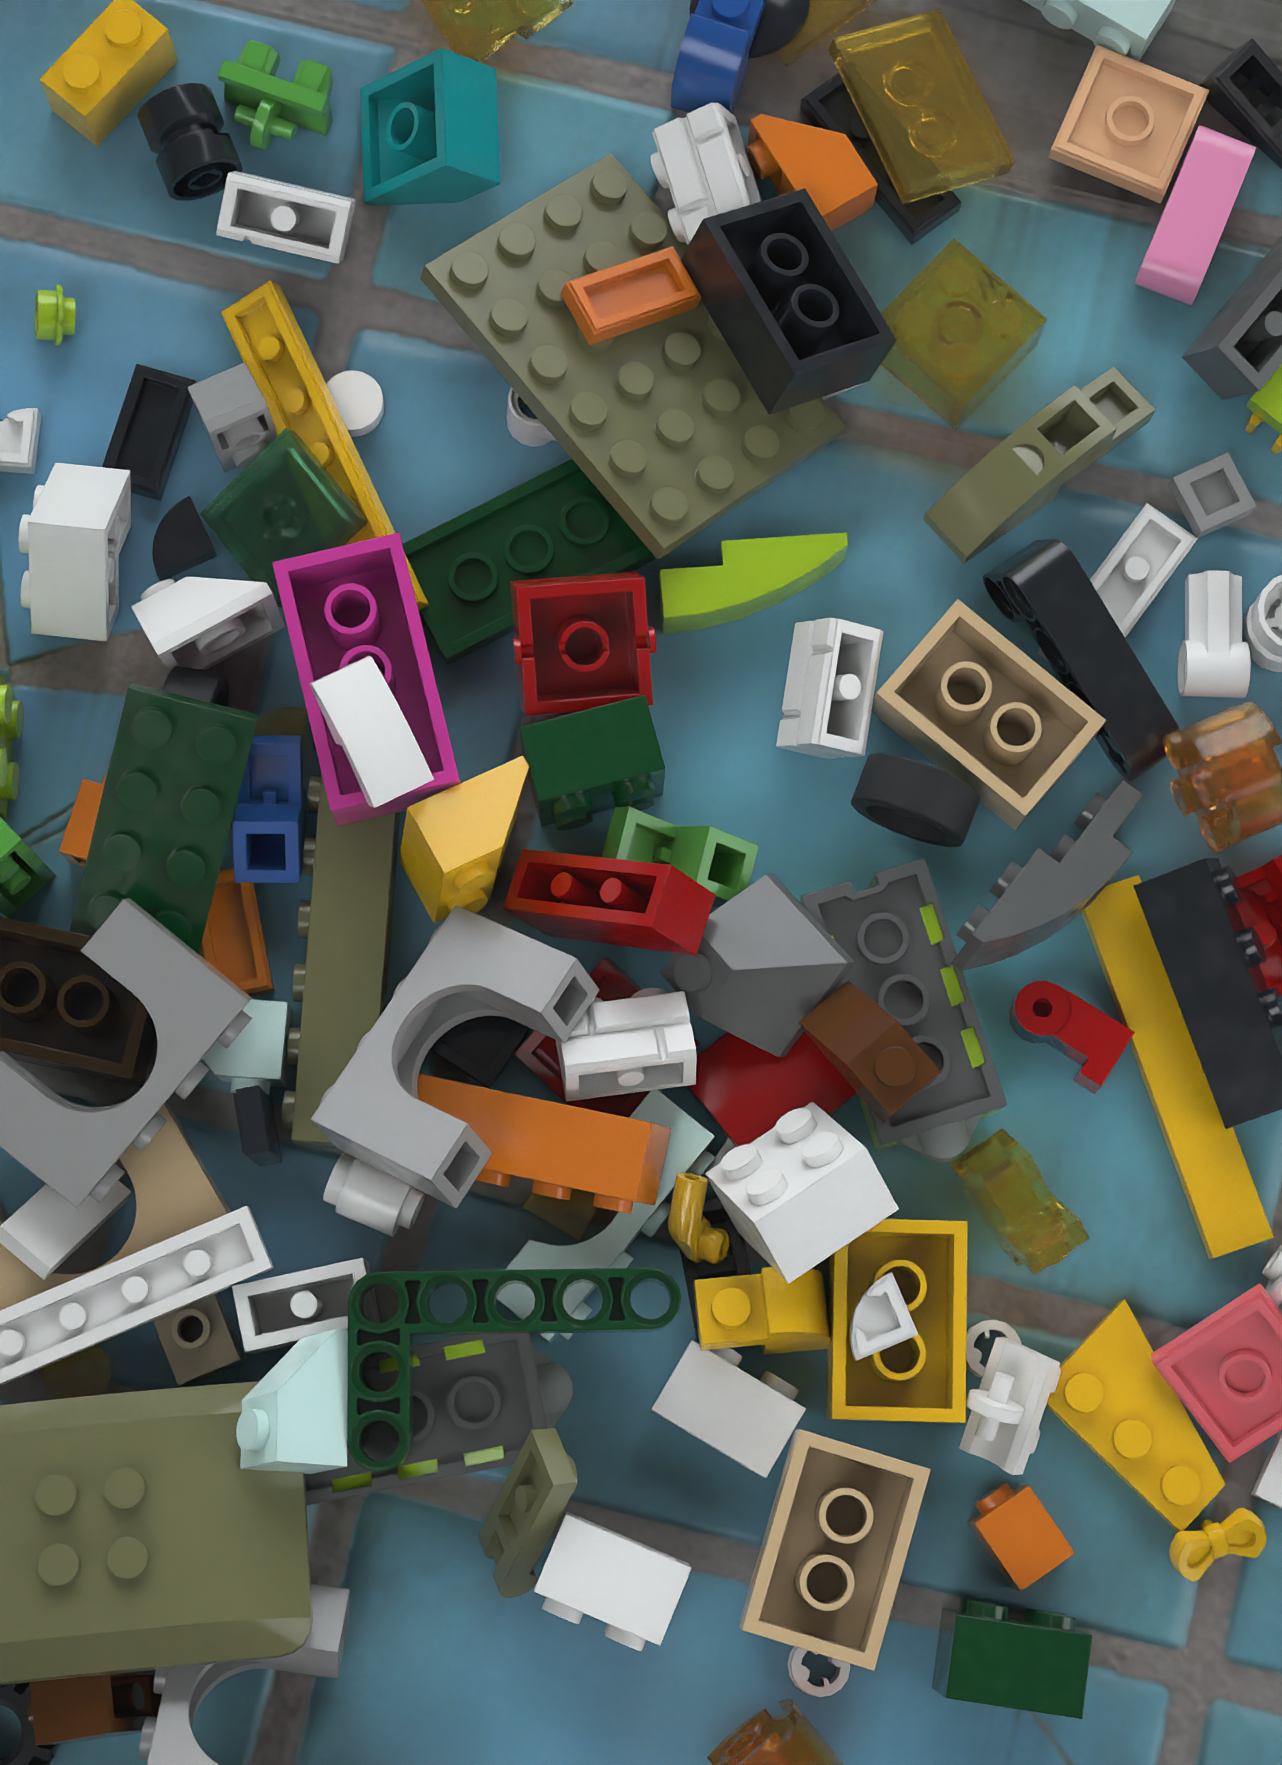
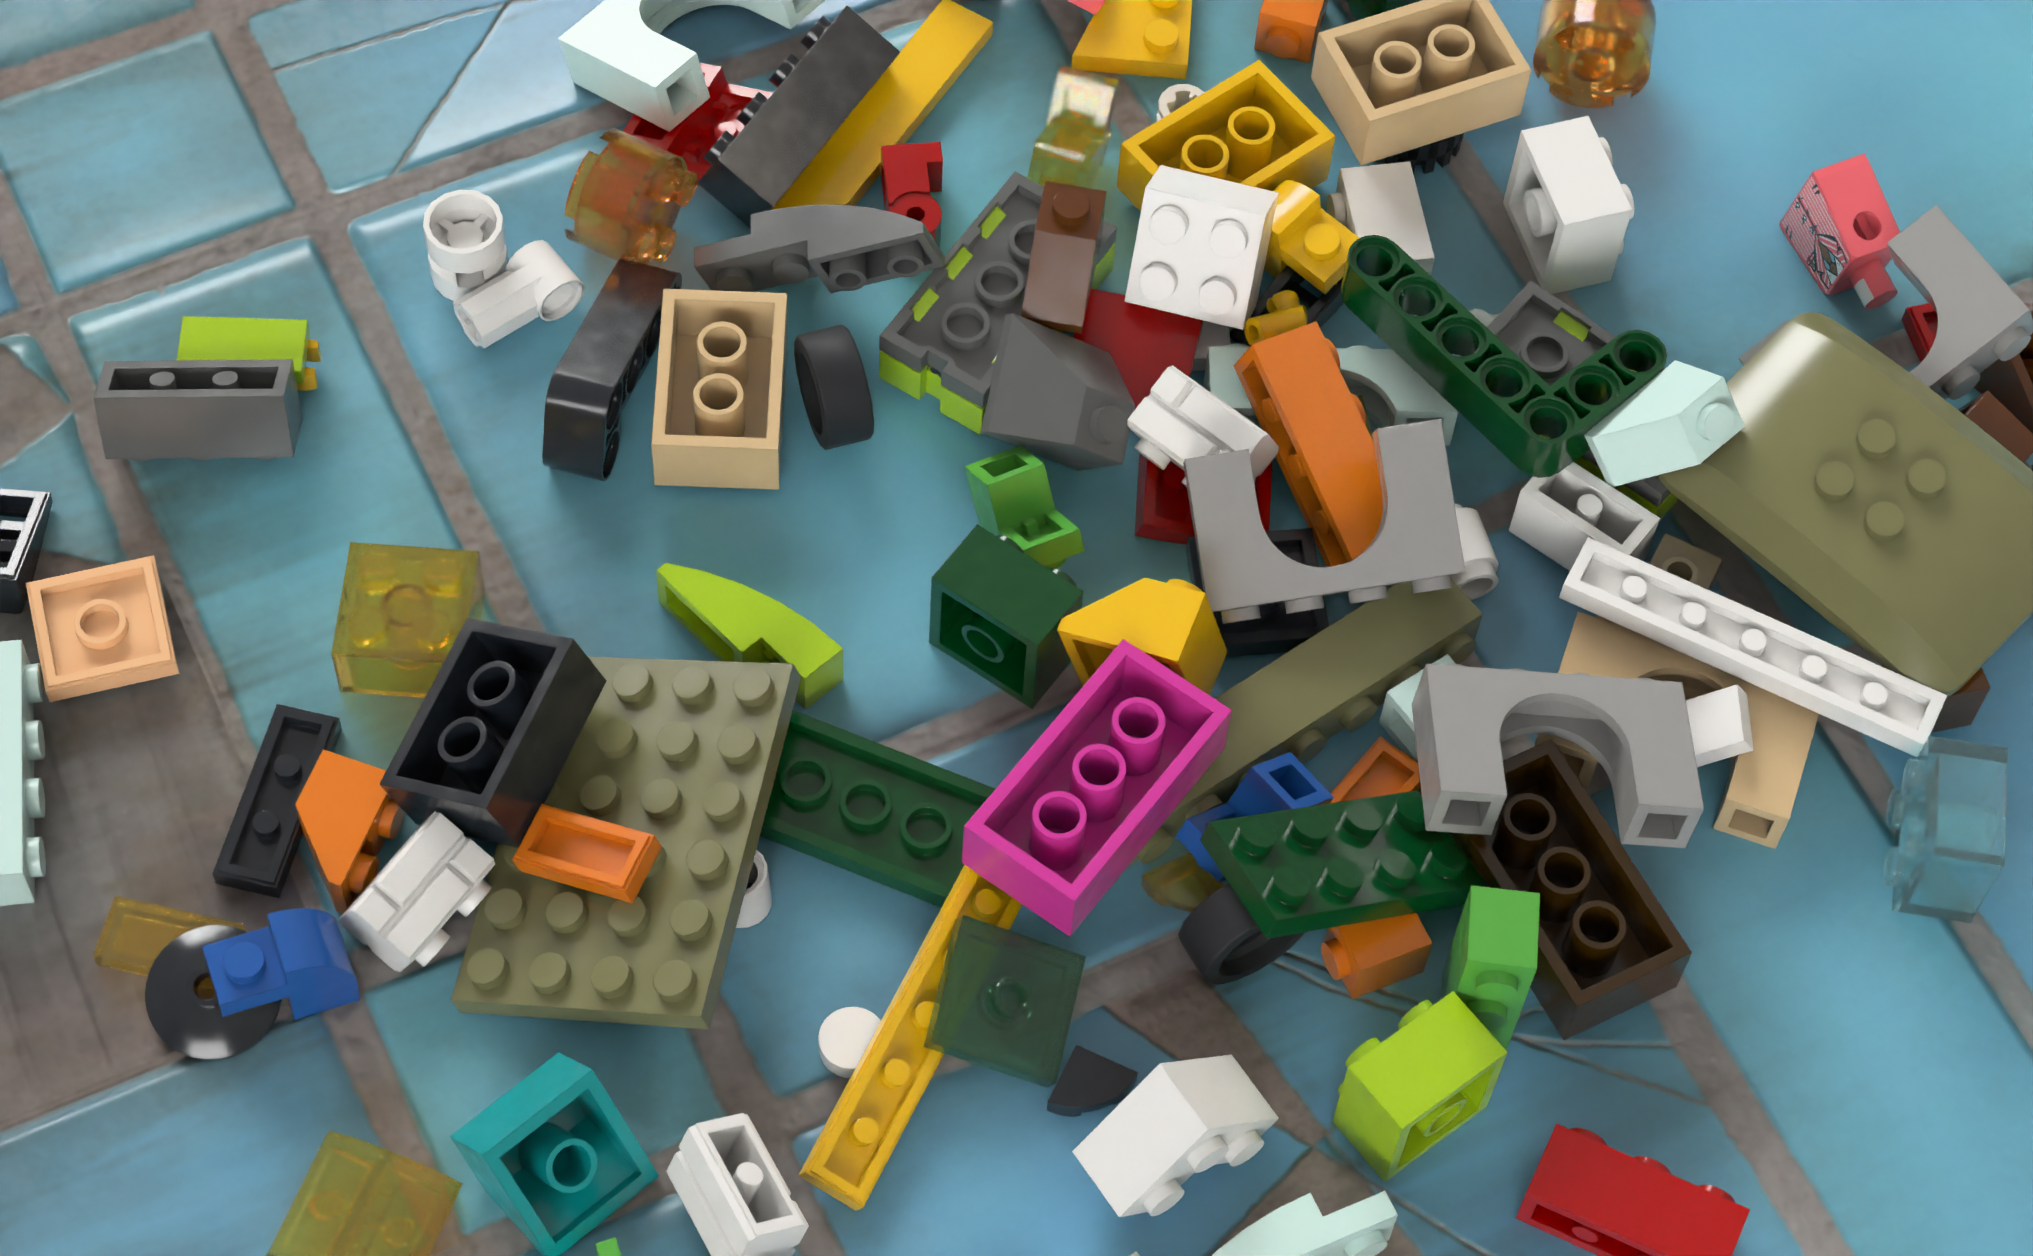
camera: 130 degrees left, 20 degrees down
(150, 429) = (1018, 1188): black tile -> none
(206, 619) = (1149, 983): white slope -> none
(234, 416) = (953, 1098): light grey slope -> none
(257, 1126) = (1500, 631): black tile -> none
(371, 731) = (1148, 706): white slope -> none
(528, 1510) = (1579, 270): olive plate -> none
(581, 641) = (916, 688): red brick -> none
(610, 901) = (1105, 502): red brick -> none
(830, 688) = (795, 506): white brick -> none
(880, 1319) = (1243, 144): white tile -> none
(921, 106) = (210, 786): clear yellow tile -> none
(1009, 1405) = (1209, 56): white hips -> none
(1035, 461) = (475, 484): olive slope -> none
(1140, 566) = (497, 387): white tile -> none
(1195, 215) = (166, 519): bright pink beam -> none
(1212, 495) = (397, 368): light grey plate -> none

